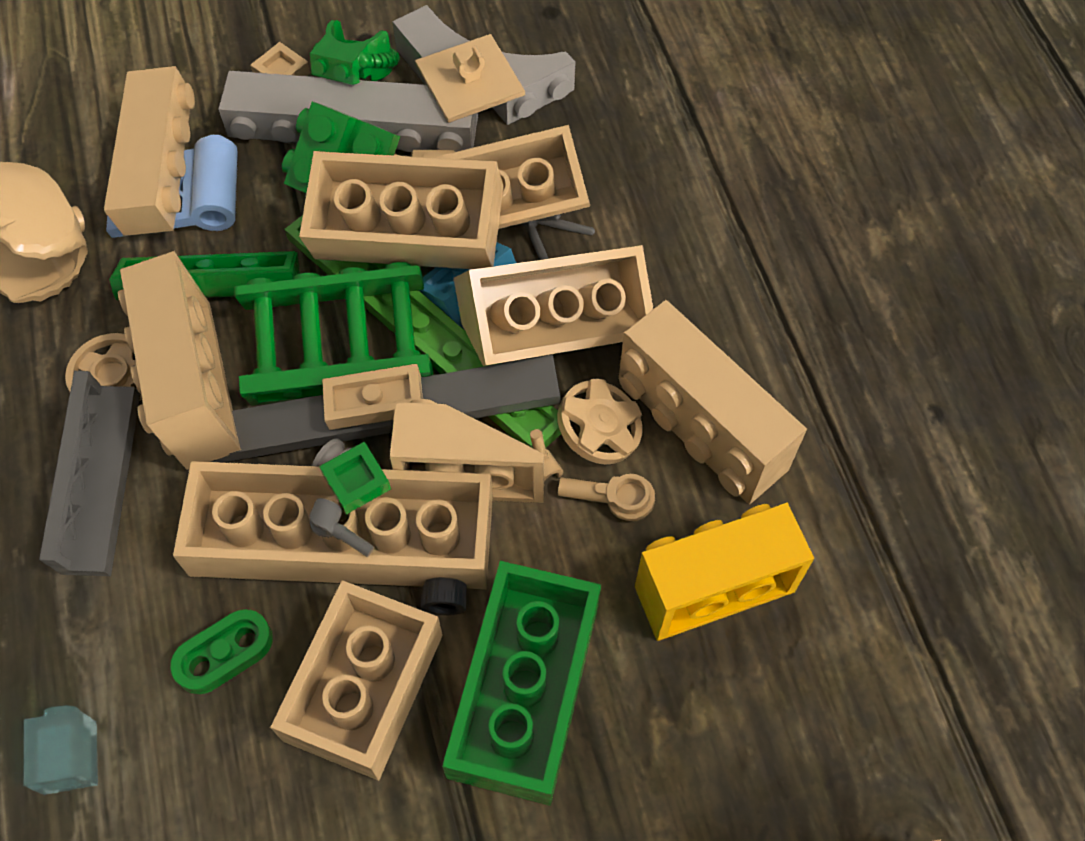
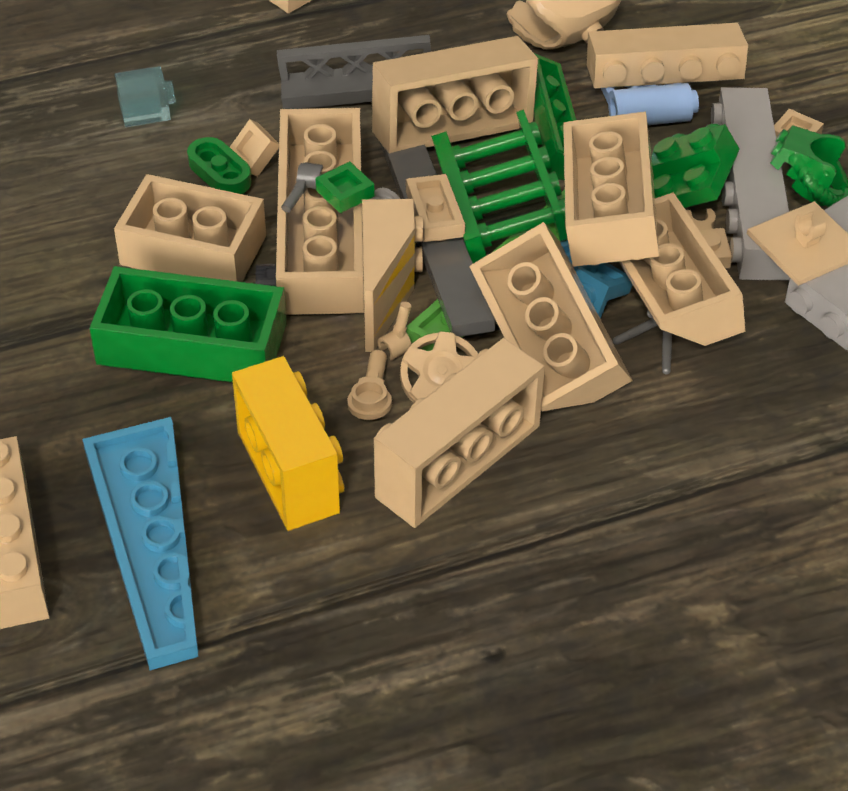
camera: 85 degrees right, 15 degrees down
(197, 604) = (255, 146): none -> tan plate
(775, 742) = (144, 517): none -> dark azure wing

